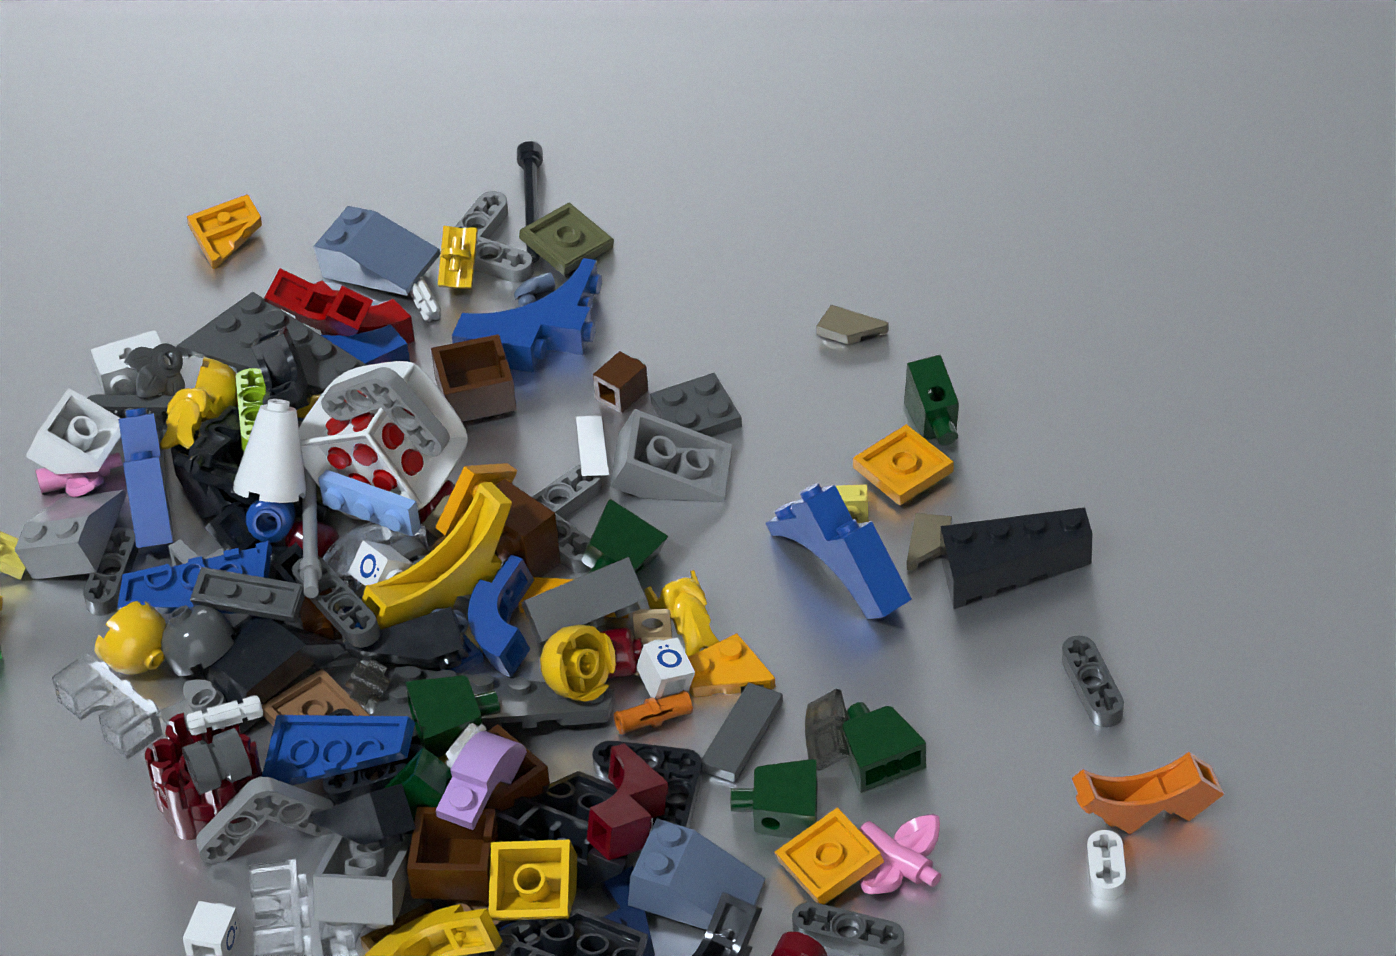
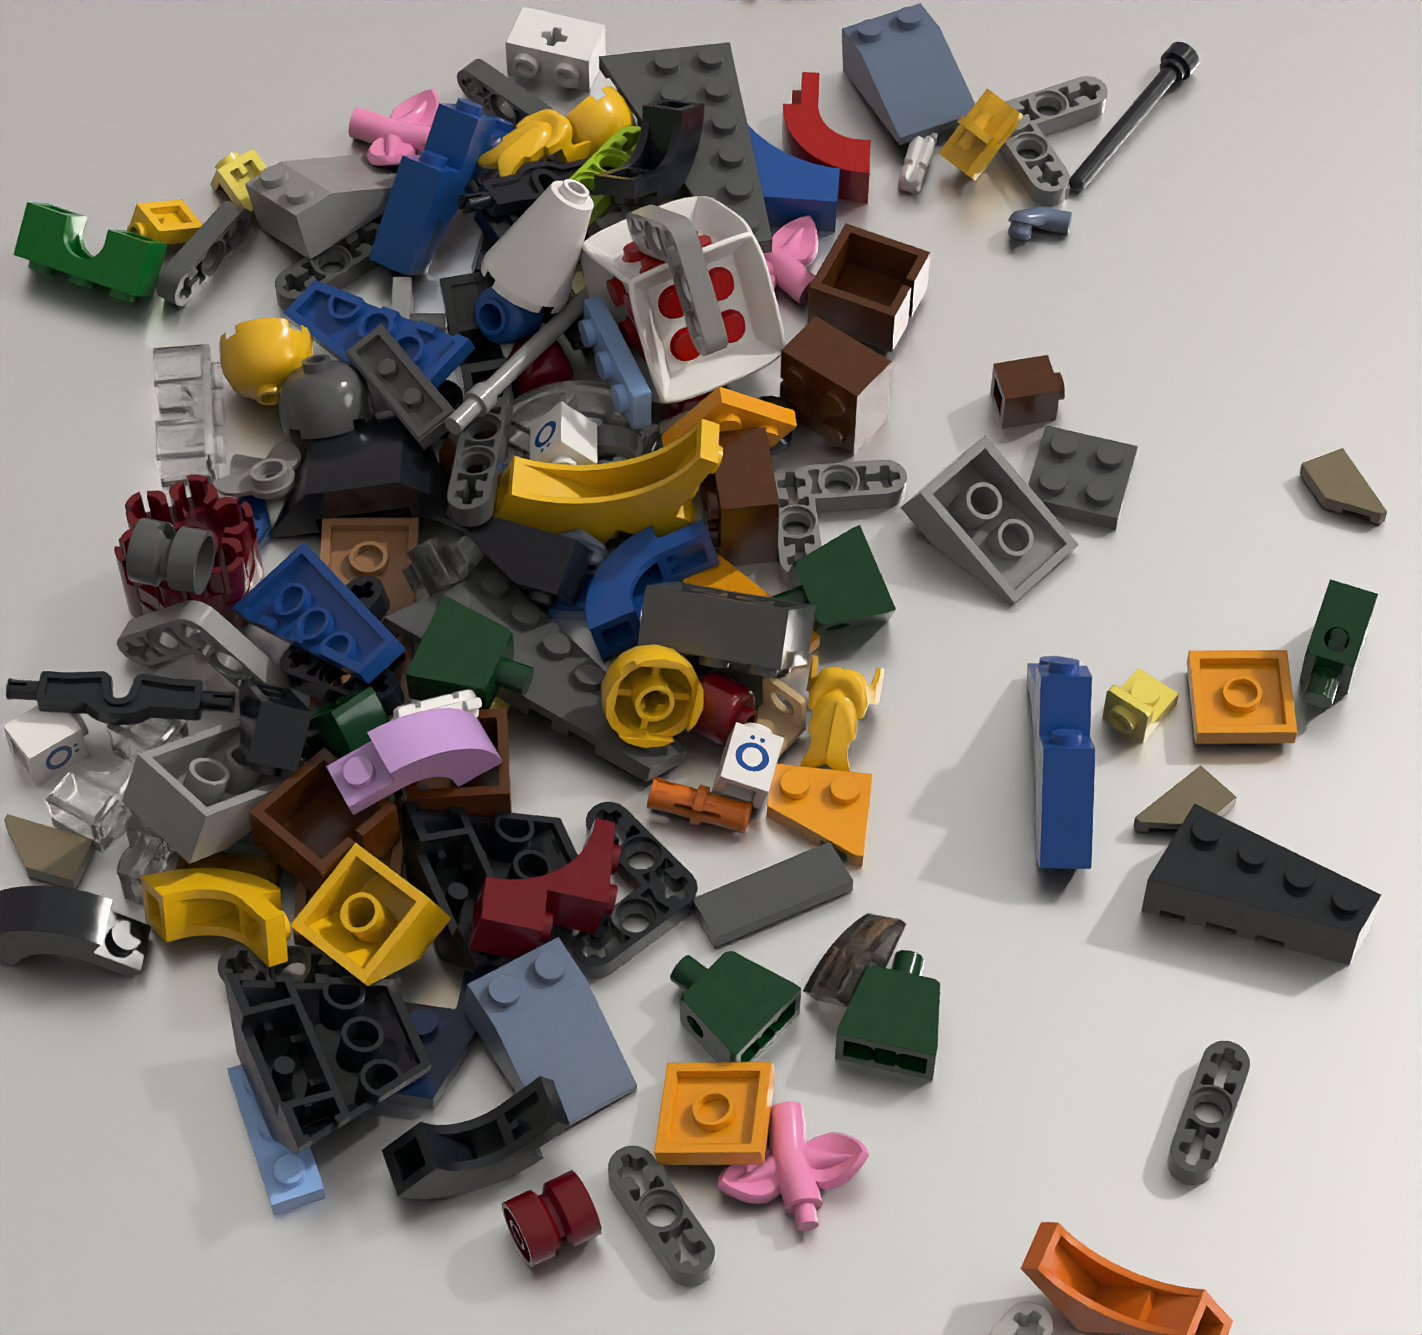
camera: 35 degrees right, 10 degrees up
(19, 611) = (204, 253): none -> dark grey beam
(75, 436) = (405, 89): white slope -> none
(154, 373) = (552, 74): dark grey plate -> none
(224, 715) = (235, 508): white axle -> none
(228, 882) = (93, 695): none -> black piece
(323, 309) = (772, 95): red arch -> none
(512, 435) = (835, 385): none -> reddish brown piece
(551, 323) = (1015, 273): blue arch -> none
(566, 238) = (1126, 184): olive tile -> none
(592, 446) = (928, 446): white sticker -> none

